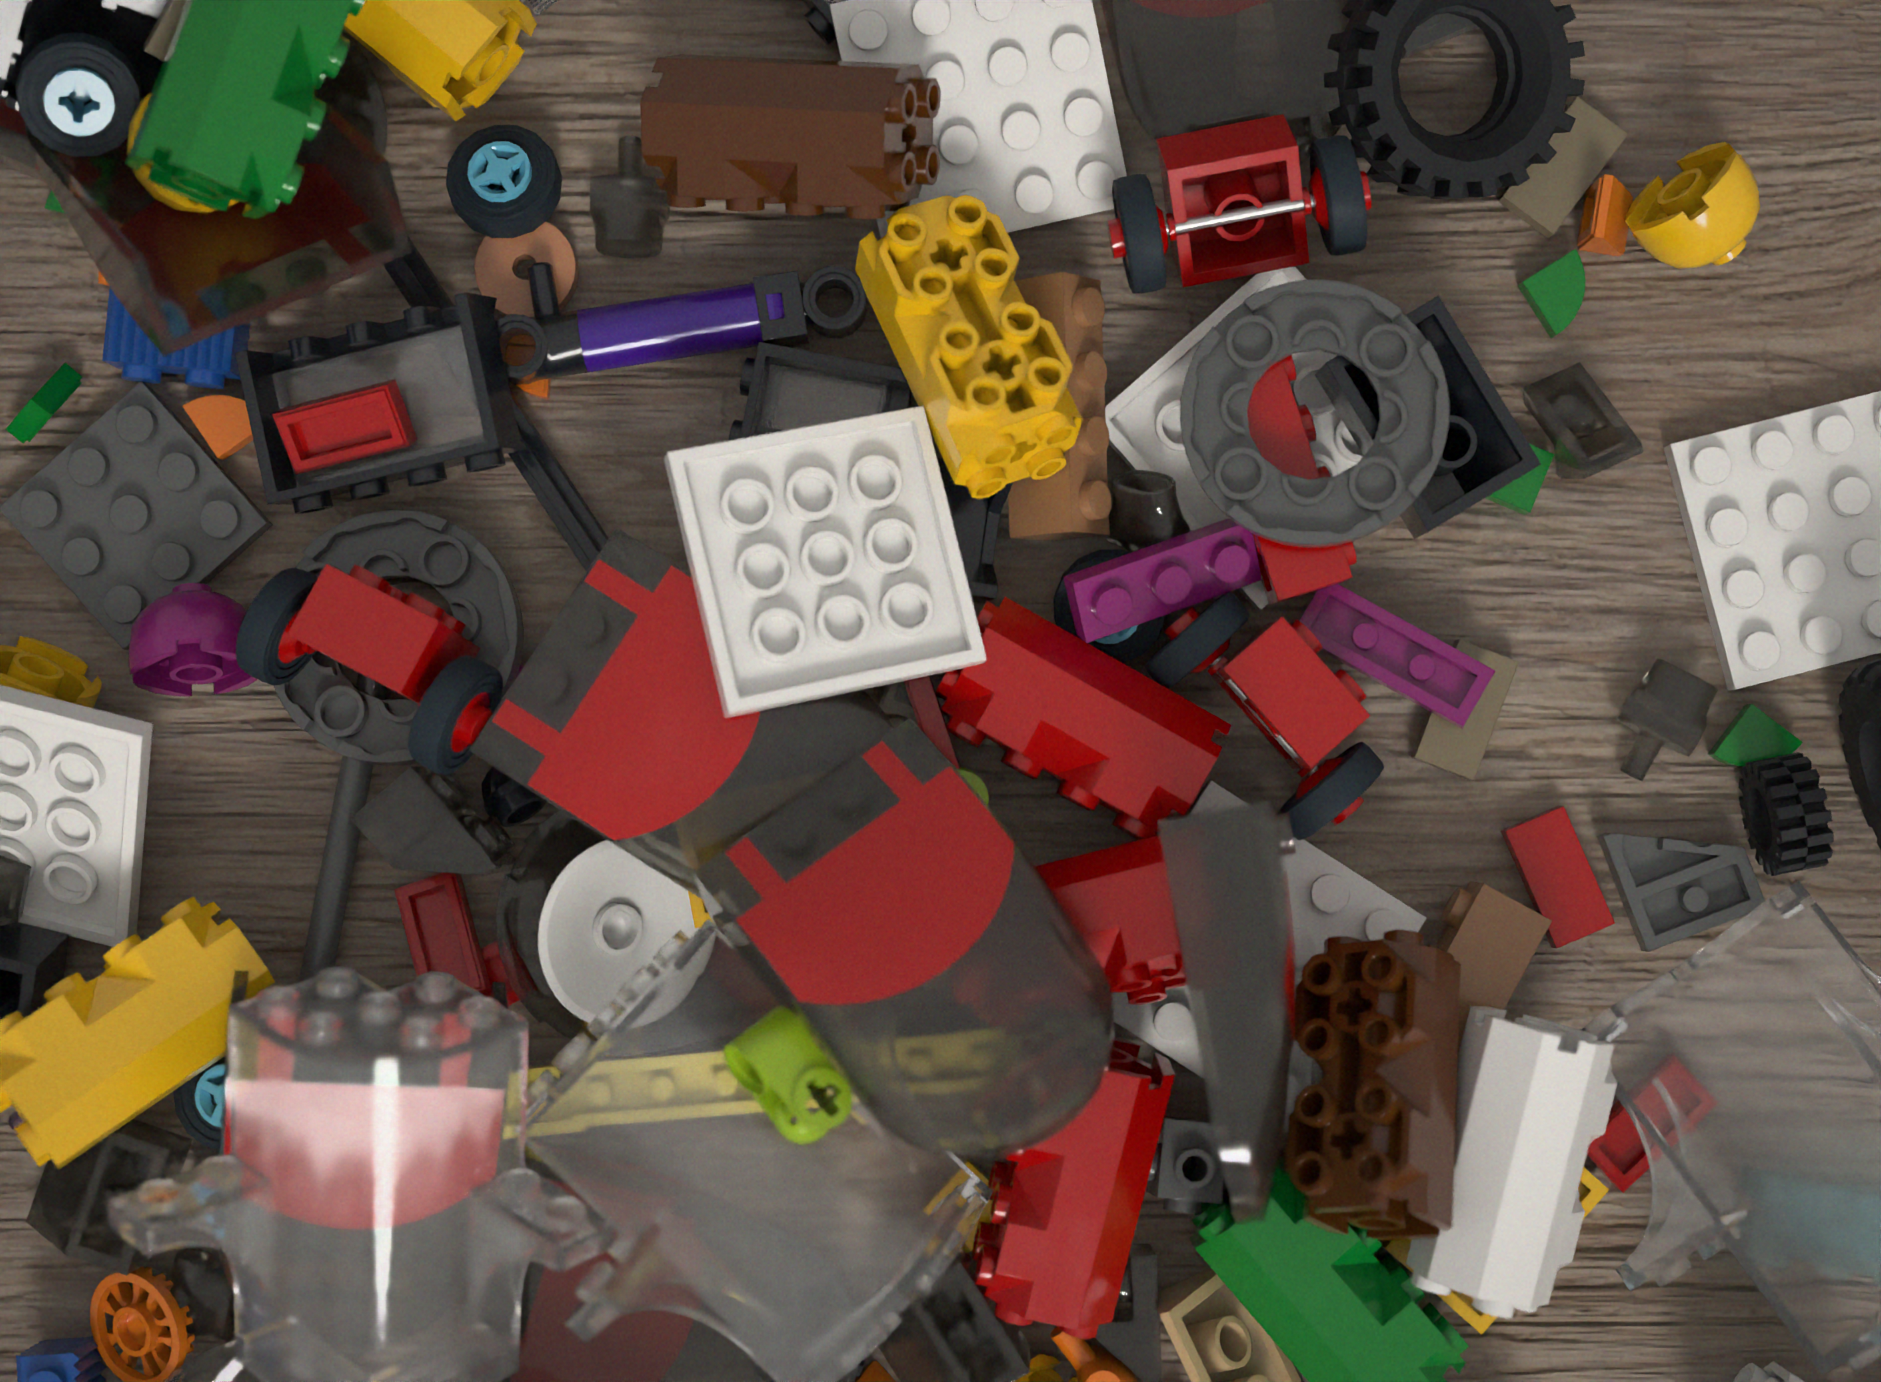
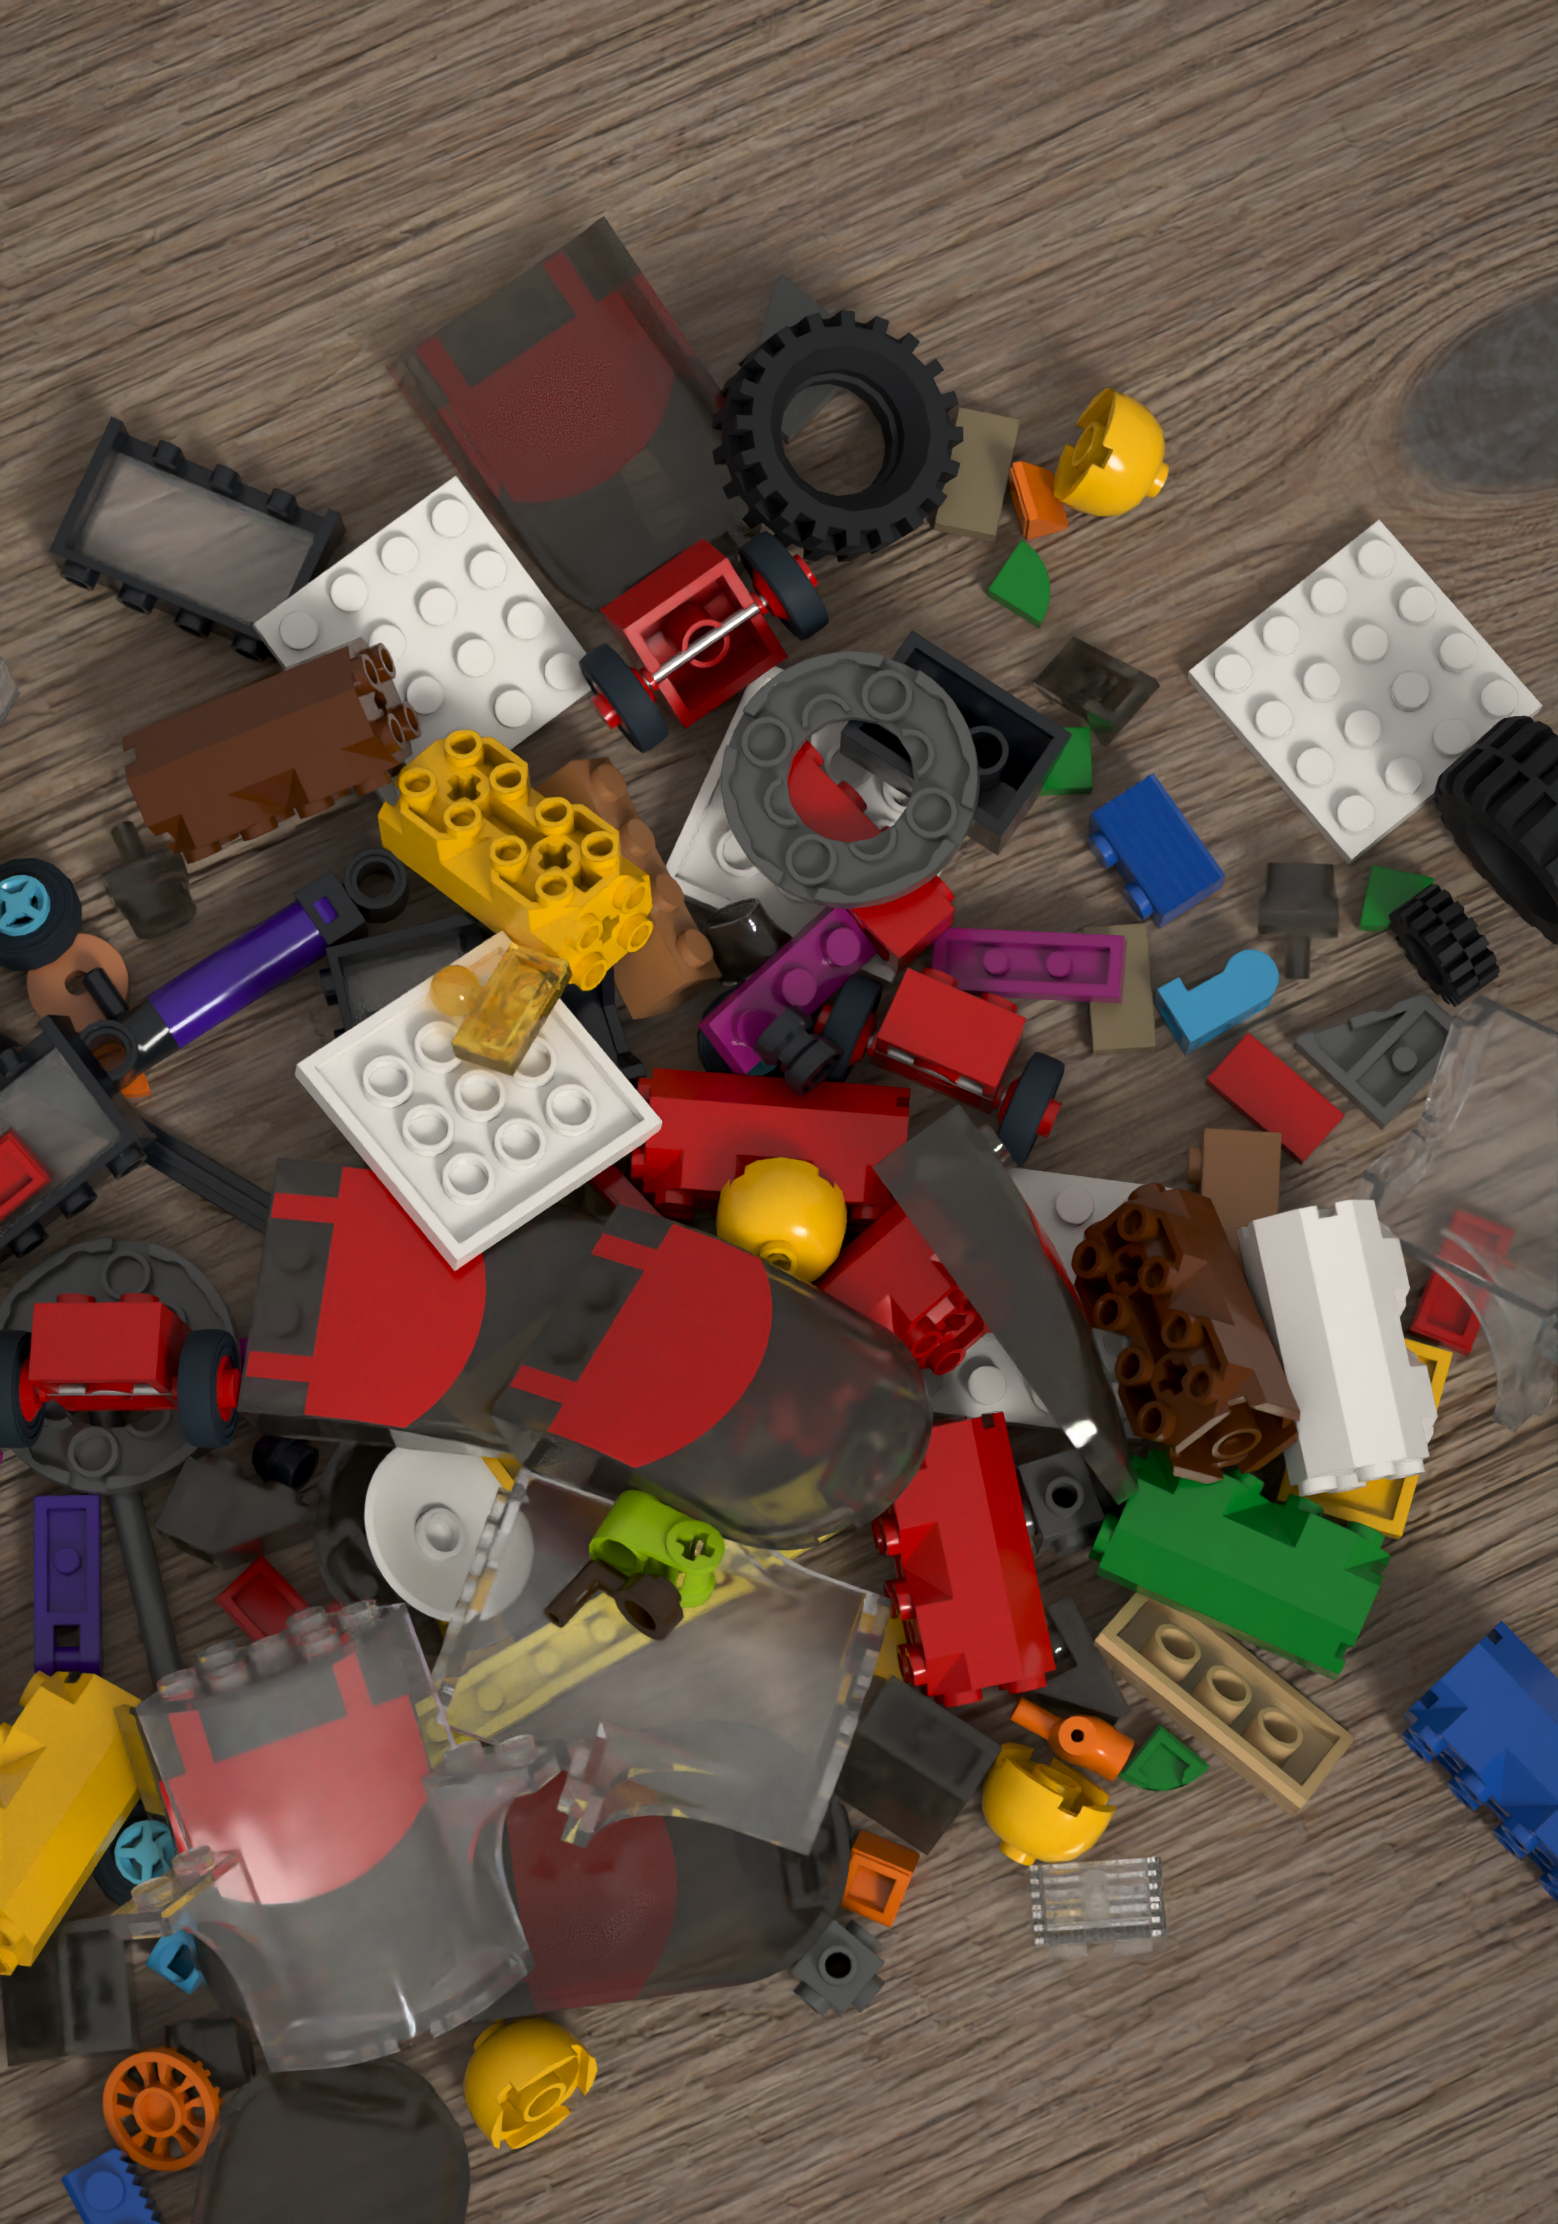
camera: 25 degrees left, 10 degrees down
(270, 816) = (68, 1582): none -> dark purple plate
(753, 1128) = (643, 1600): none -> dark brown plate
(886, 489) = (504, 1012): none -> clear yellow plate
(1054, 803) = (784, 1216): none -> yellow cylinder
(1145, 651) = (803, 1055): none -> black wheel
(1557, 599) = (1153, 852): none -> blue brick
(1574, 764) = (1218, 1003): none -> dark azure leg

